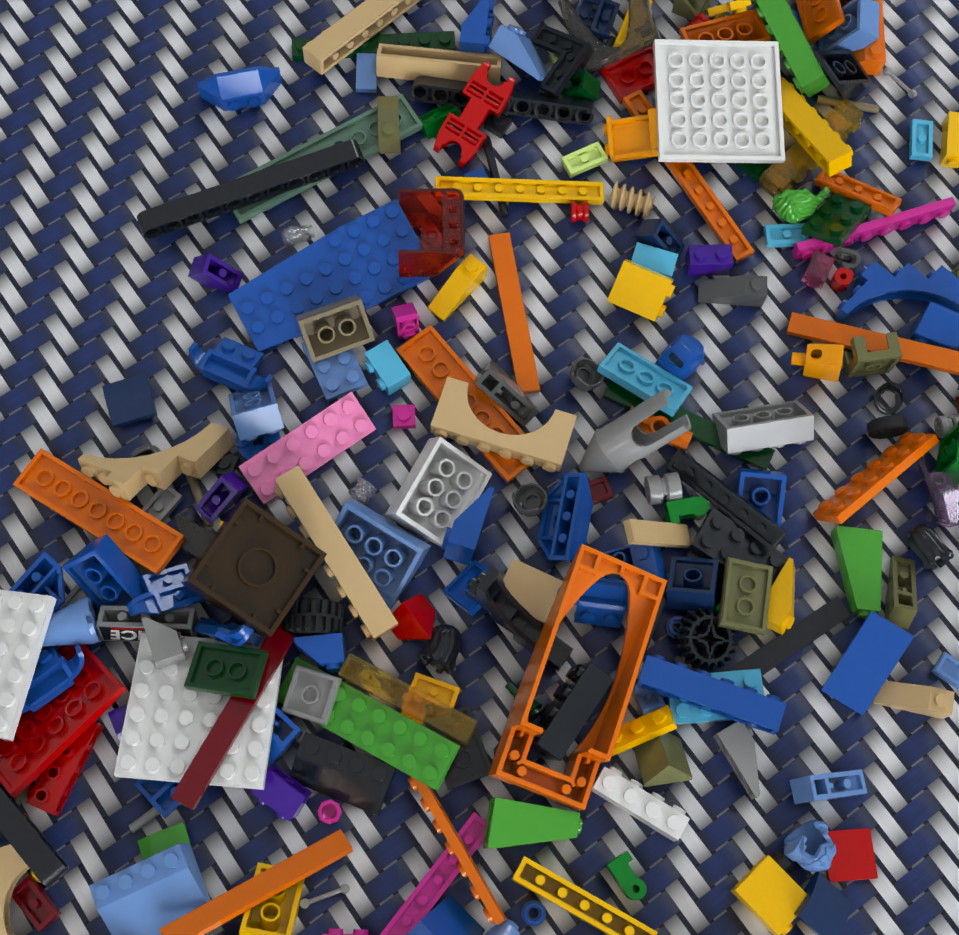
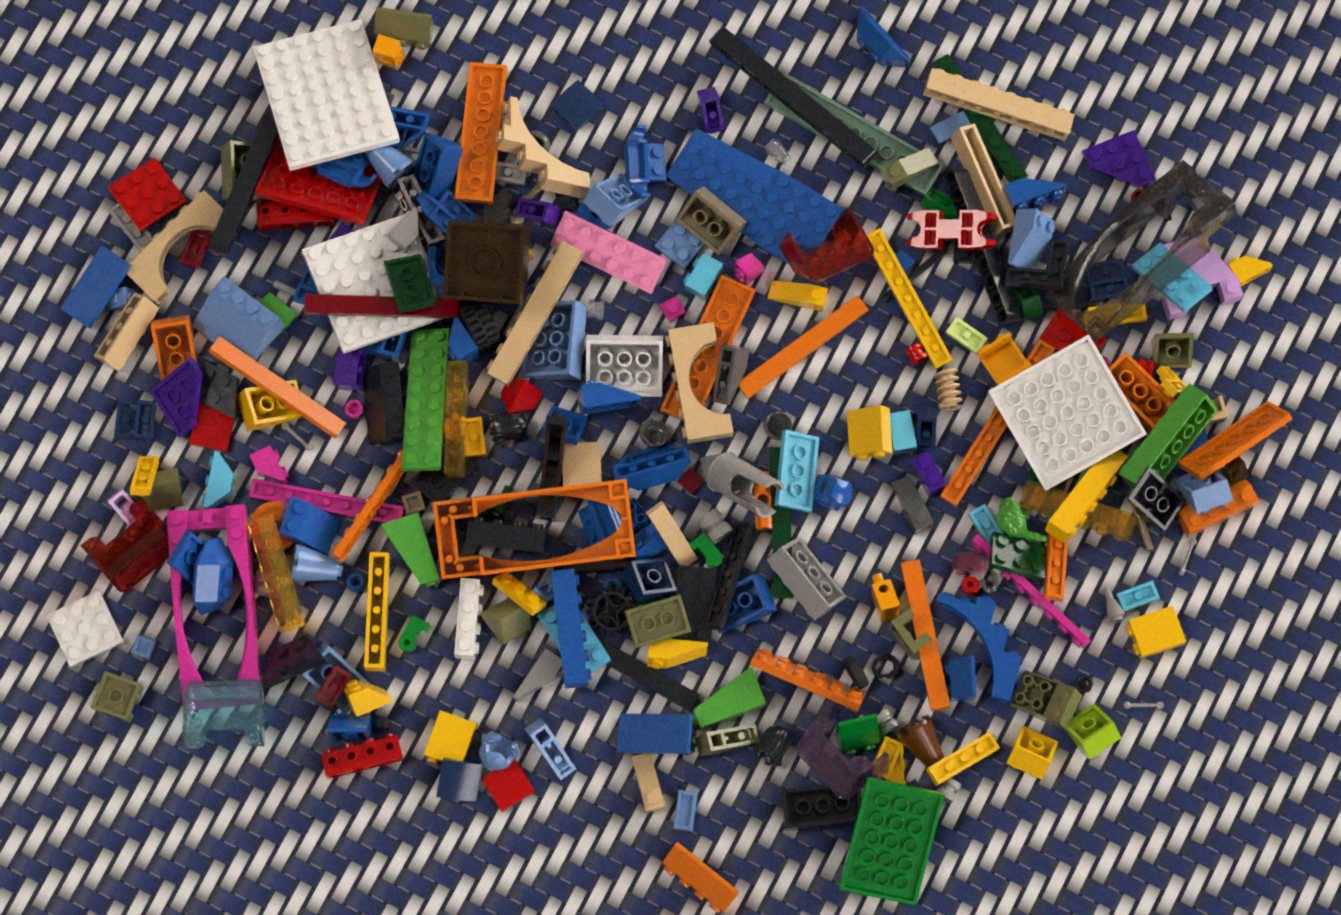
camera: 65 degrees right, 5 degrees up
(311, 695) = (425, 352): light grey tile -> none
(474, 798) = (413, 503): none -> dark tan plate
(924, 166) = (1114, 611): none -> light grey cone

